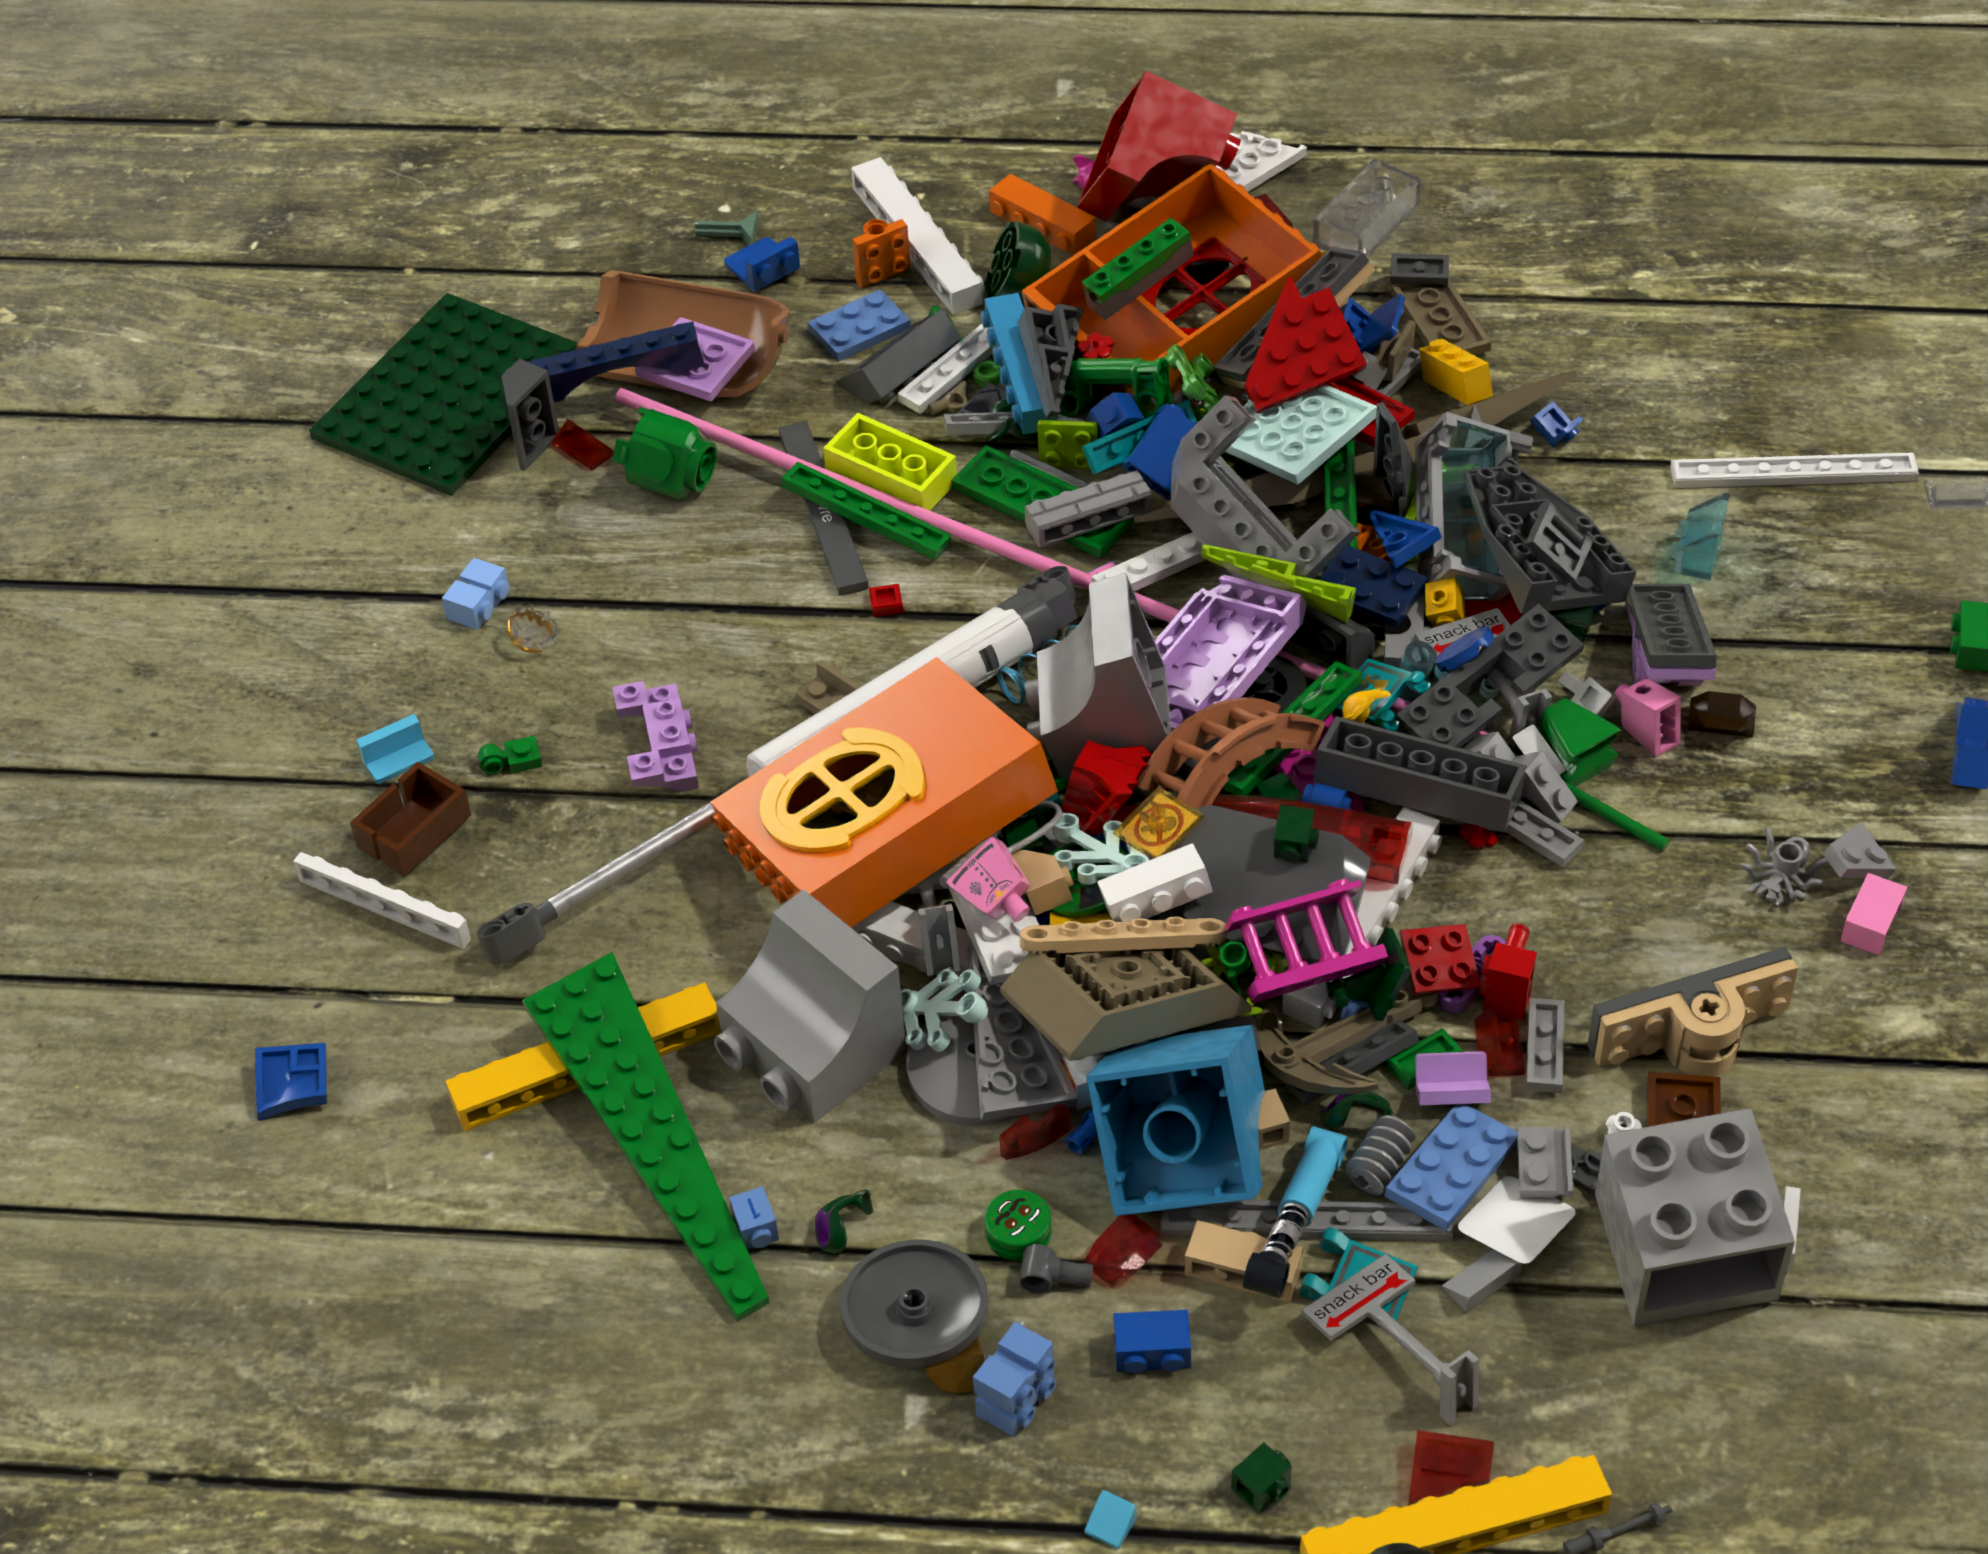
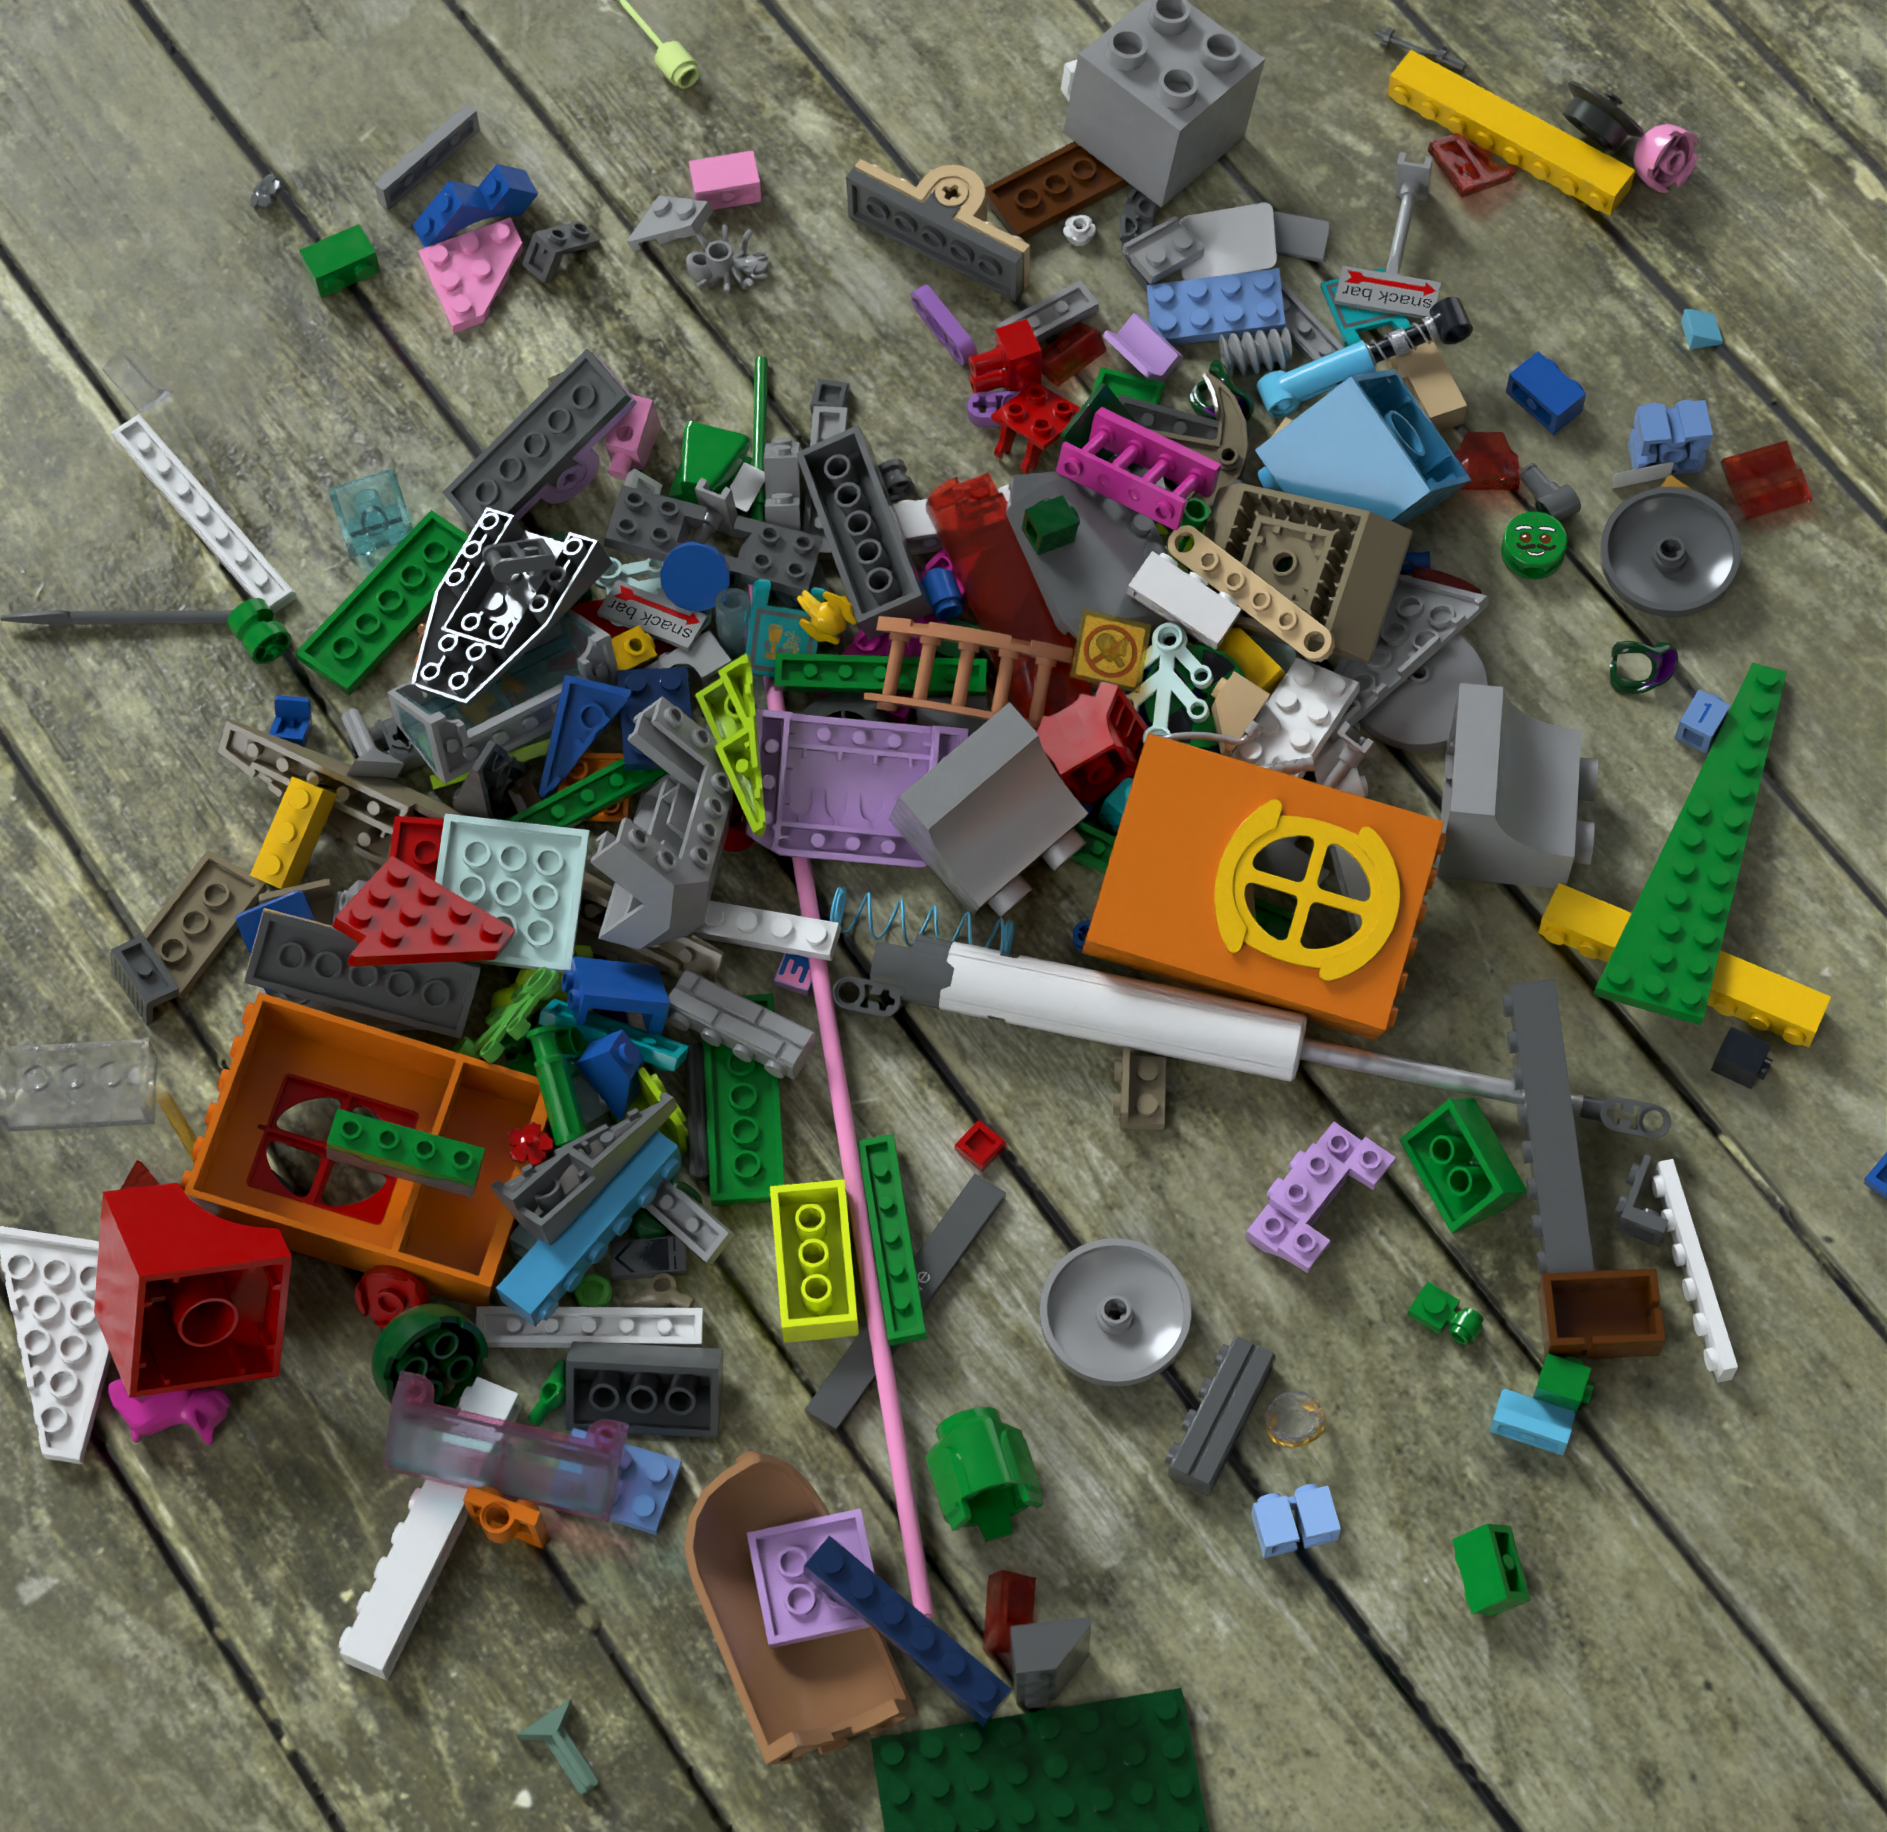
camera: 130 degrees left, 15 degrees up
(335, 658) = (1490, 1569): none -> green brick
(390, 770) = (1564, 1382): none -> green brick
(450, 891) = (1639, 1223): none -> dark grey bracket
(483, 1038) = (1742, 1058): none -> black brick
(551, 862) = (1549, 1128): none -> dark grey brick
(578, 600) = (1221, 1415): none -> dark grey brick
(588, 828) = (1462, 1164): none -> green slope
(696, 583) = (1122, 1281): none -> light grey dish
(764, 262) = (597, 1657): blue bracket -> none
(918, 1449) = (1766, 480): none -> clear red slope
(957, 217) = (504, 1455): none -> windscreen
(969, 1007) = (1412, 720): light aqua plant -> none
(993, 881) = (1291, 716): bright pink torso -> none
(1058, 220) = (303, 1419): orange brick -> none
(1262, 1477) = (1585, 259): dark green brick -> none
(1468, 850) = (895, 479): none -> dark grey wheel
(1590, 866) = (830, 394): none -> dark grey tile
(1610, 499) = (383, 605): none -> green plate
(1618, 973) = (943, 324): none -> medium lavender beam
(1652, 441) = (258, 629): none -> green wheel
(1726, 398) = (66, 618): none -> dark grey piece
(1889, 779) = (551, 244): none -> dark grey bracket
(1909, 718) = (472, 271): none -> bright pink plate

